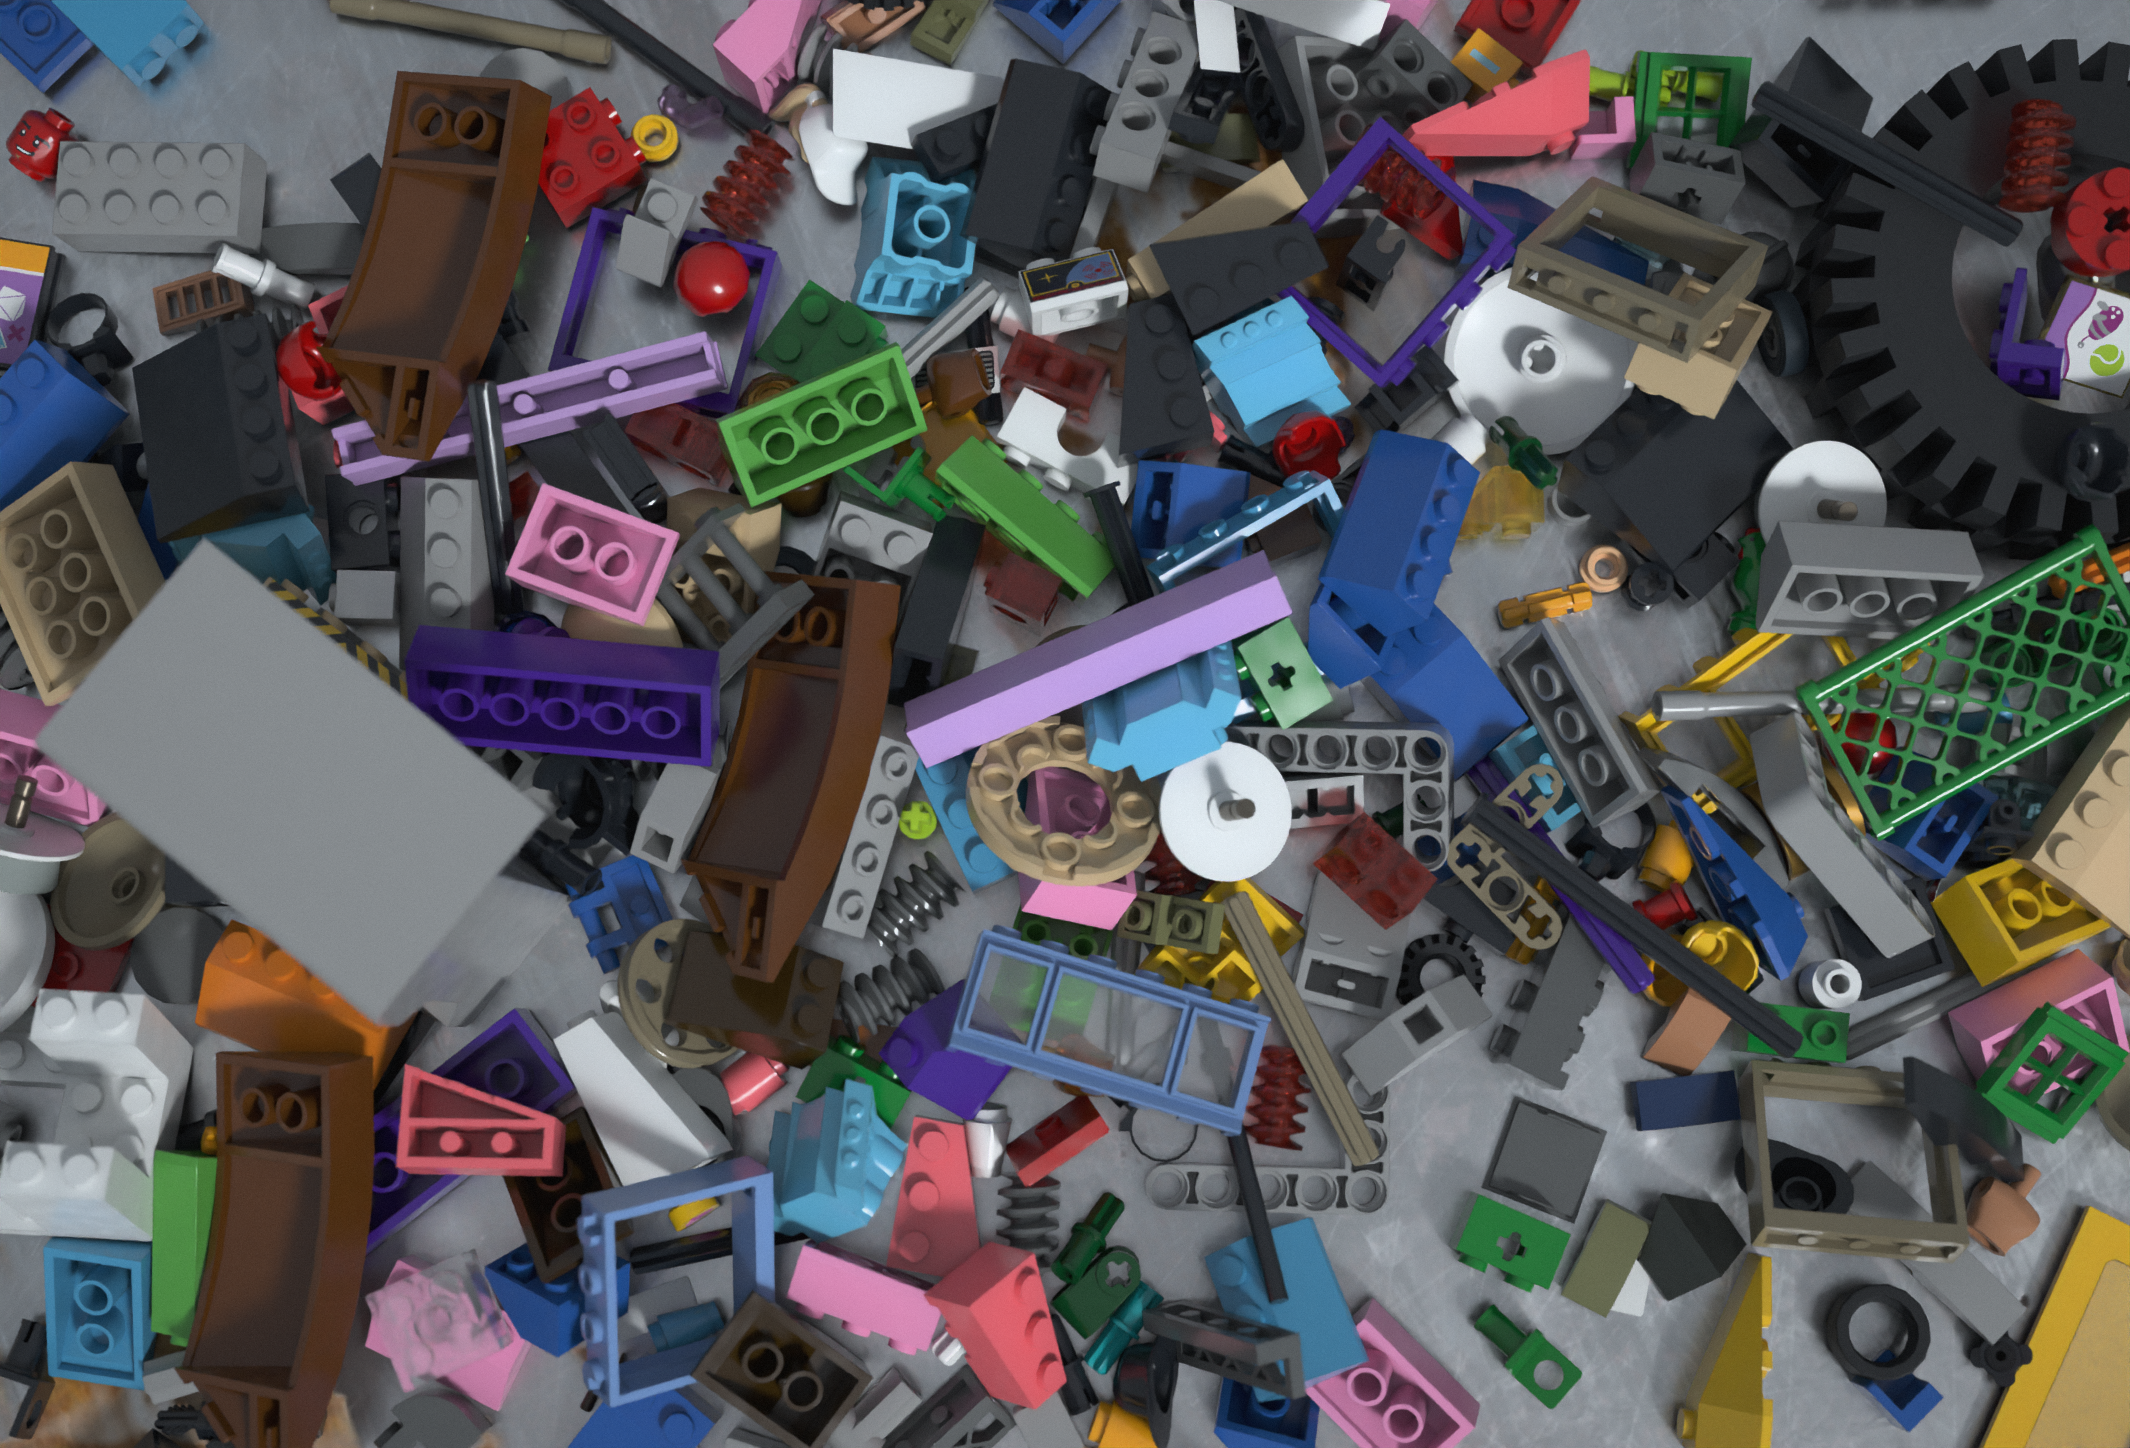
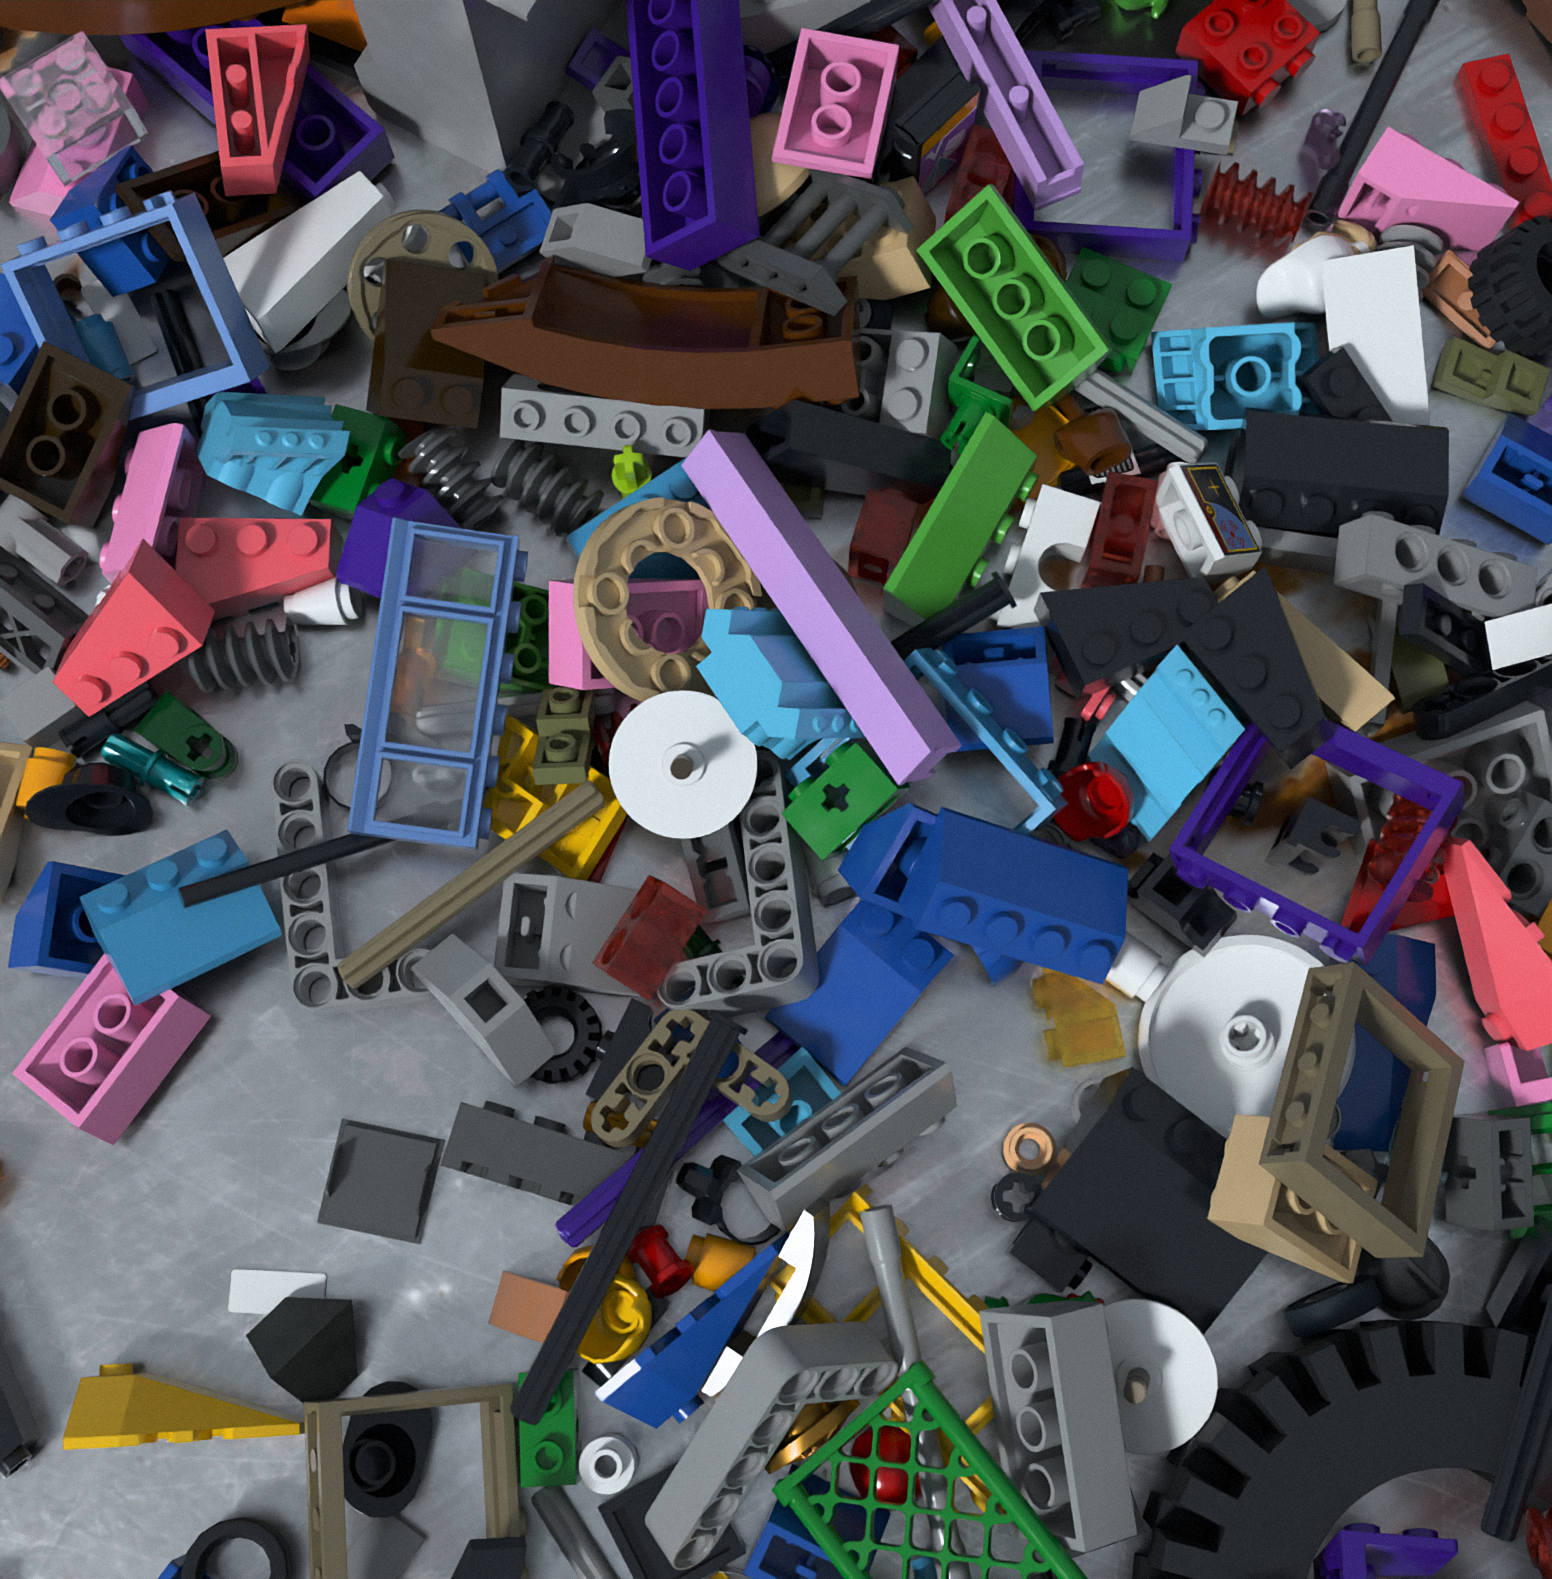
camera: 85 degrees right, 5 degrees down
(652, 125) = (1287, 102): yellow plate -> none
(690, 1213) = (209, 333): yellow tile -> none
(711, 278) = (1148, 180): red hair -> none
(752, 1081) = (346, 366): coral brick -> none
(1056, 1140) = (323, 660): red plate -> none
(1087, 1239) = (235, 715): dark green axle -> none
(1238, 1338) = (133, 853): dark grey fence -> none
(1278, 1099) = (394, 885): clear red piece -> none
(1286, 537) = (995, 792): reddish brown slope -> none
(1524, 453) = (1134, 1029): dark green axle -> none
(1525, 1353) = (170, 1186): green bracket -> none
(1538, 1243) = (290, 1178): green brick -> none
(1544, 604) = (977, 1090): light orange axle -> none
(1606, 1258) = (282, 1258): olive slope -> none
(1685, 1100) = (461, 1322): dark blue slope -> none

